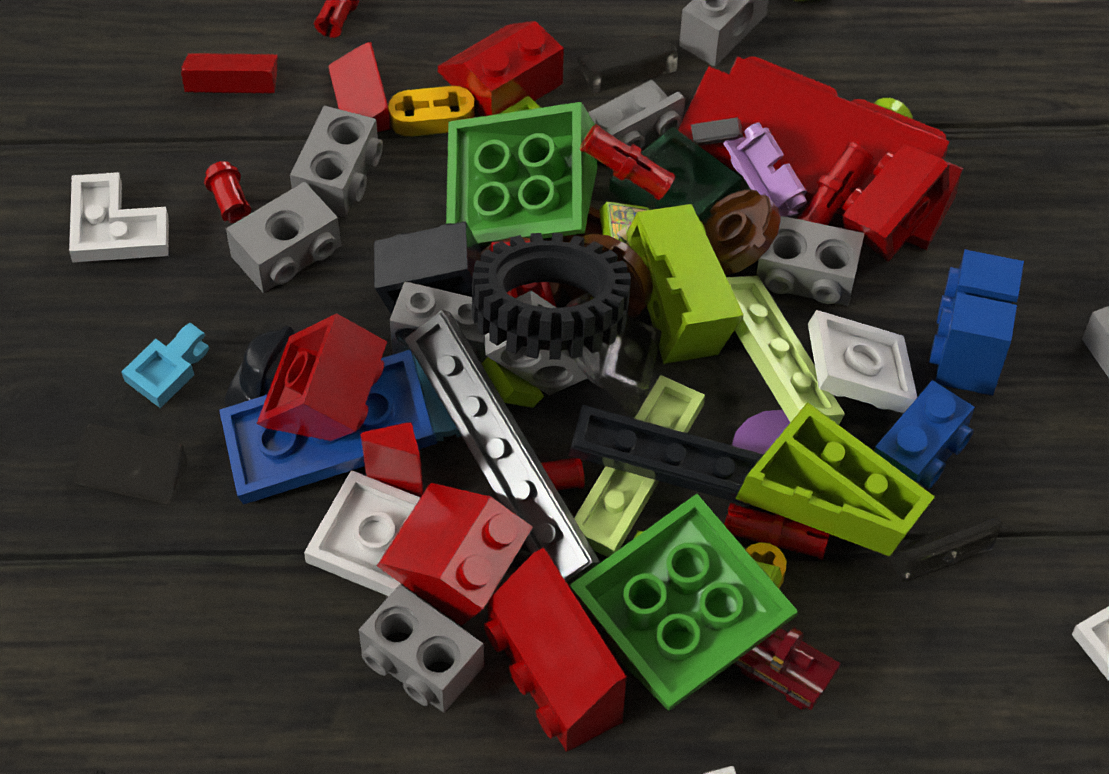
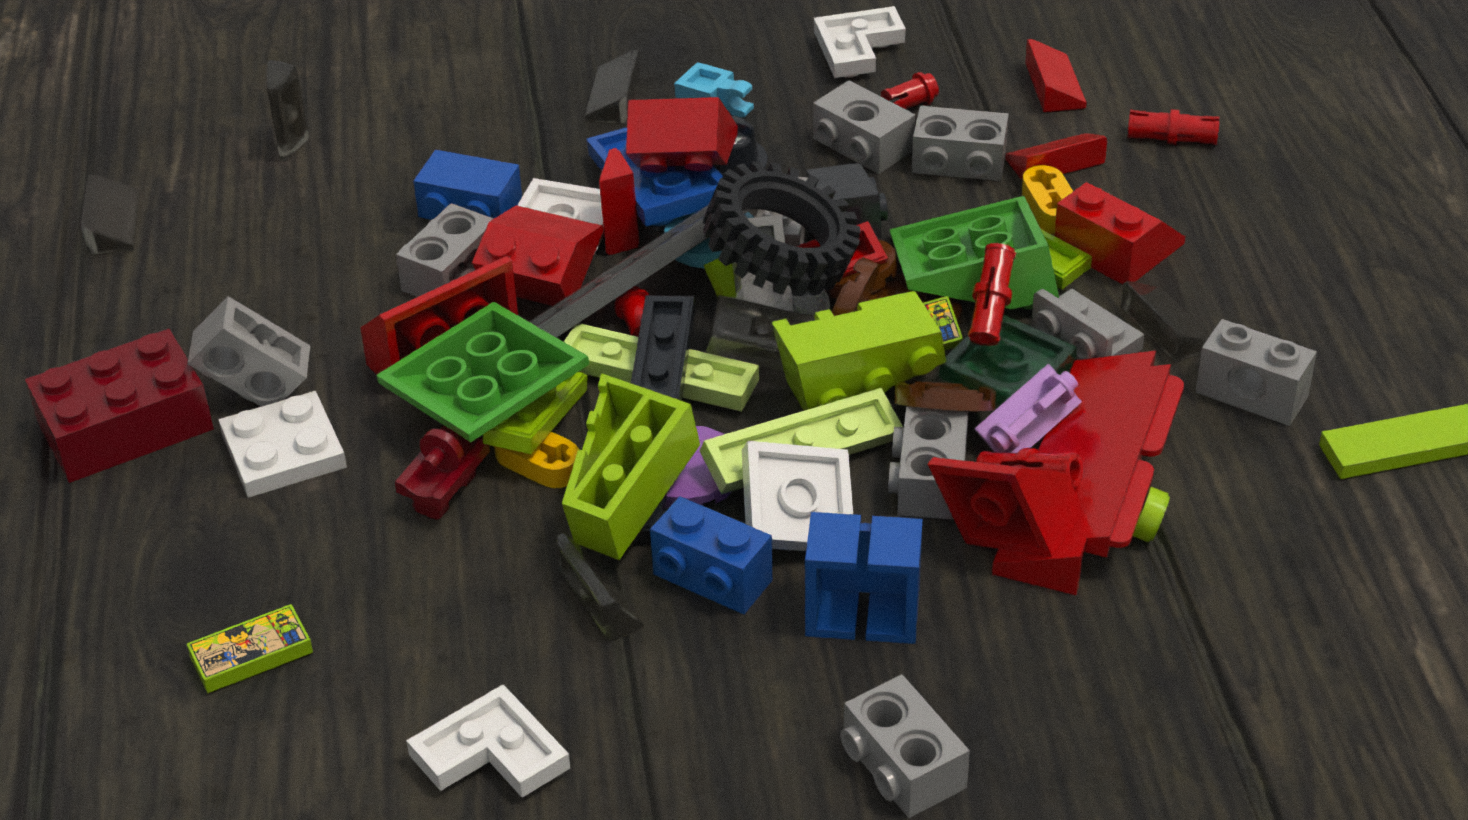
camera: 85 degrees right, 15 degrees down
(306, 624) = (468, 182): none -> blue brick
(716, 131) = (1065, 360): flat silver tile -> none

